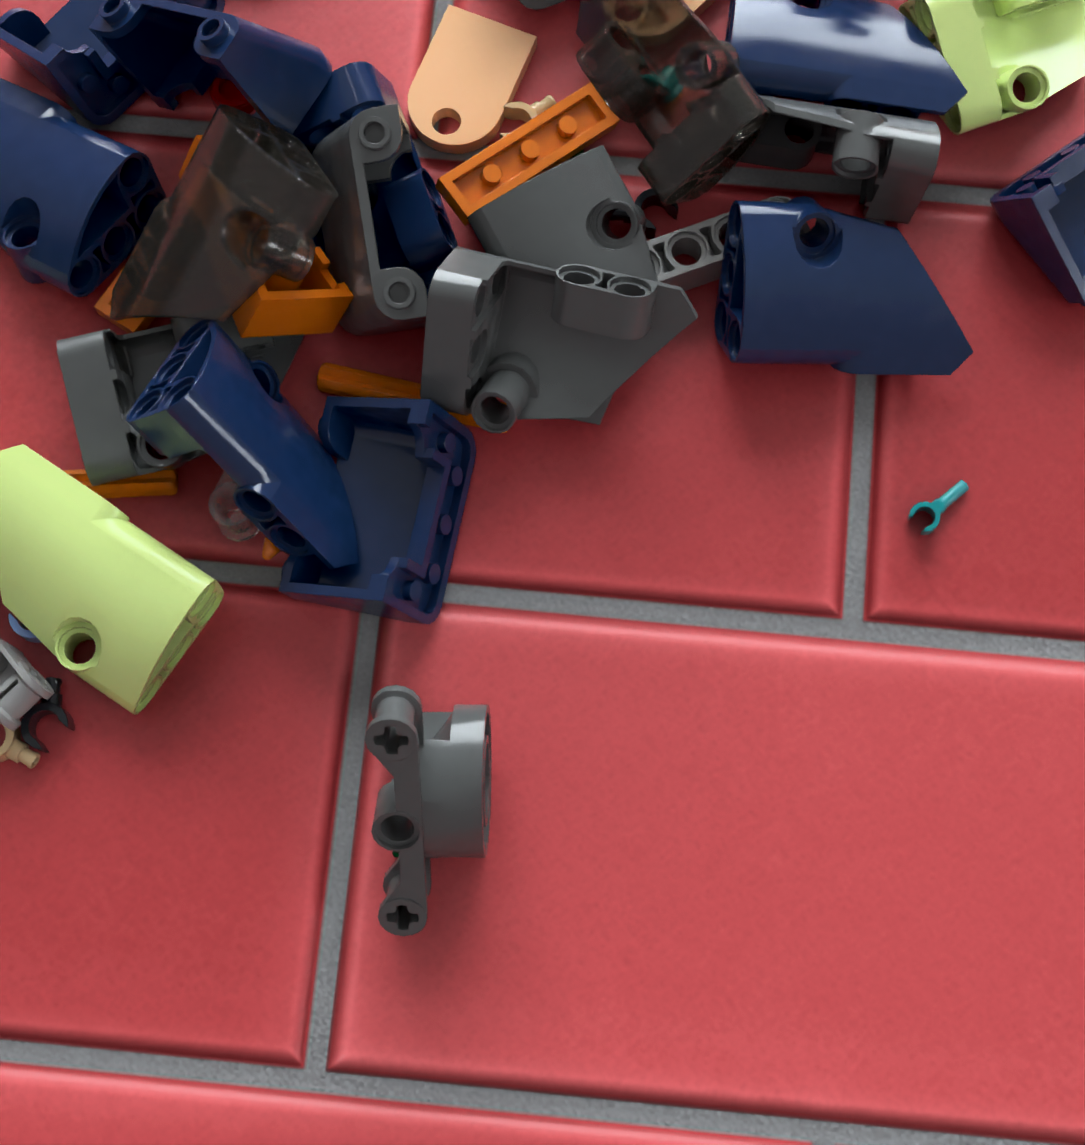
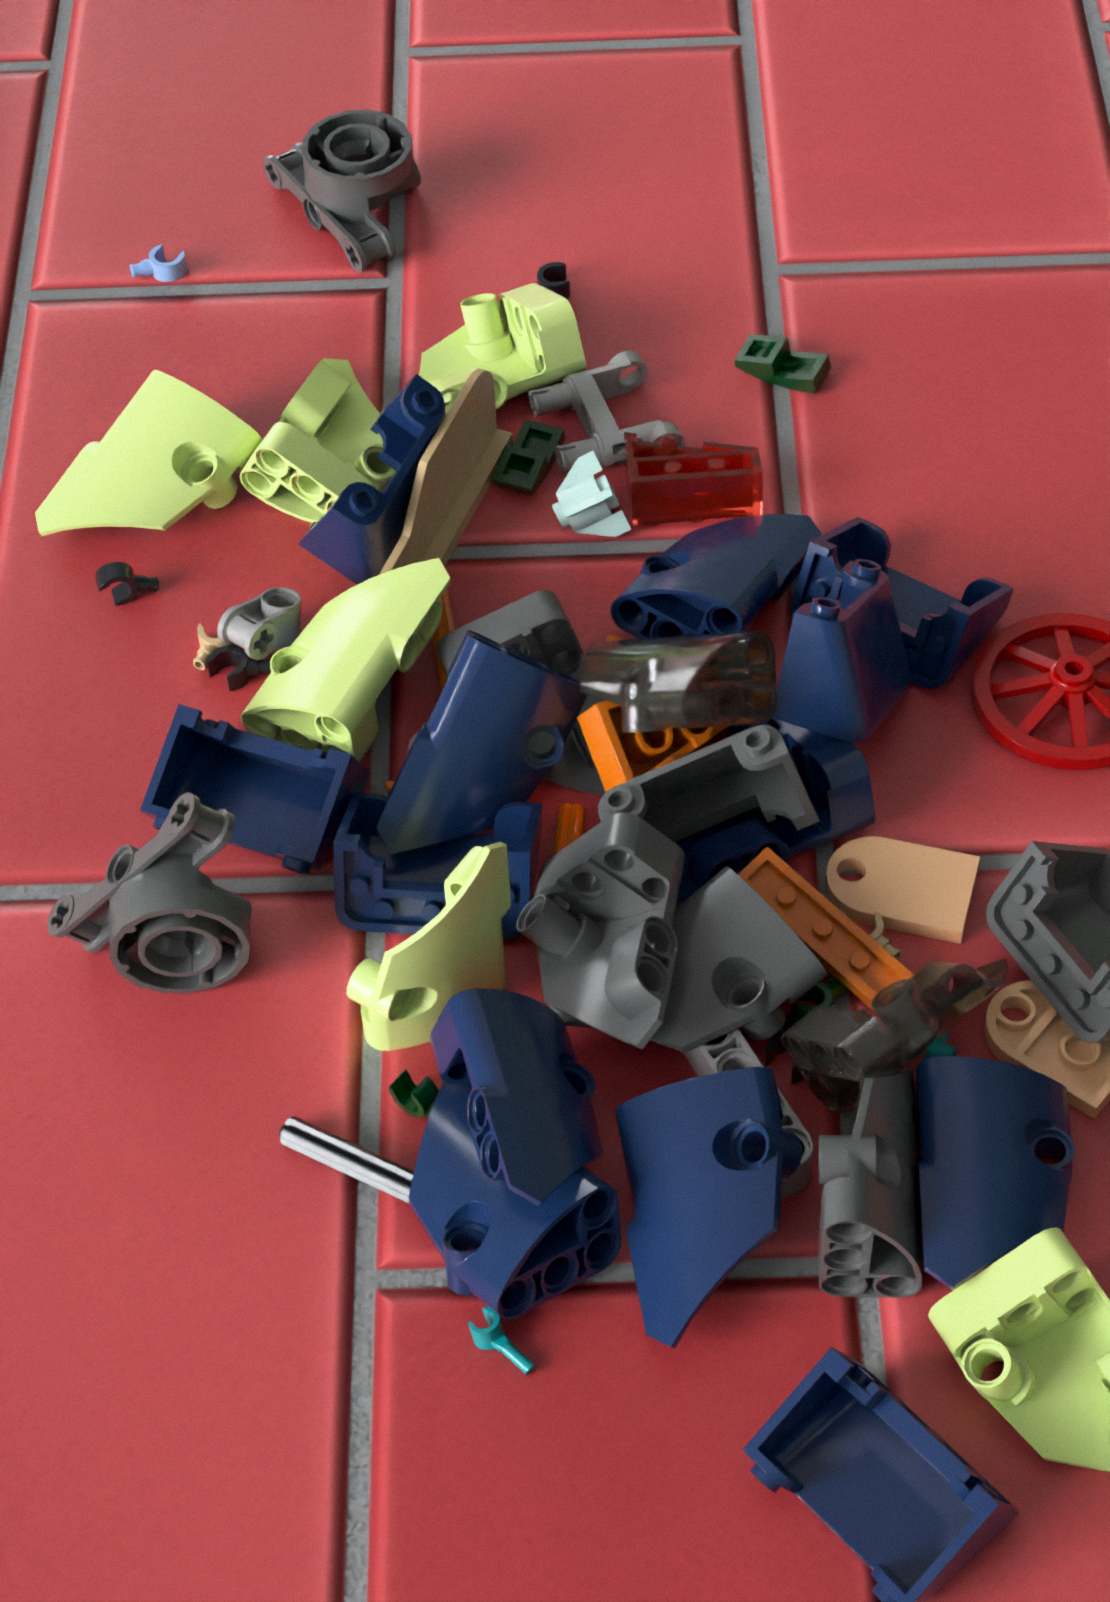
camera: 85 degrees right, 25 degrees down
(249, 696) = (280, 794): none -> dark blue windscreen
(551, 513) = (446, 956): none -> yellowish green panel
(666, 556) = (412, 1098): none -> dark green piece
(737, 612) = (347, 1157): none -> axle
(762, 431) = (528, 1091): none -> dark blue panel
(798, 484) = (494, 1238): none -> dark blue panel

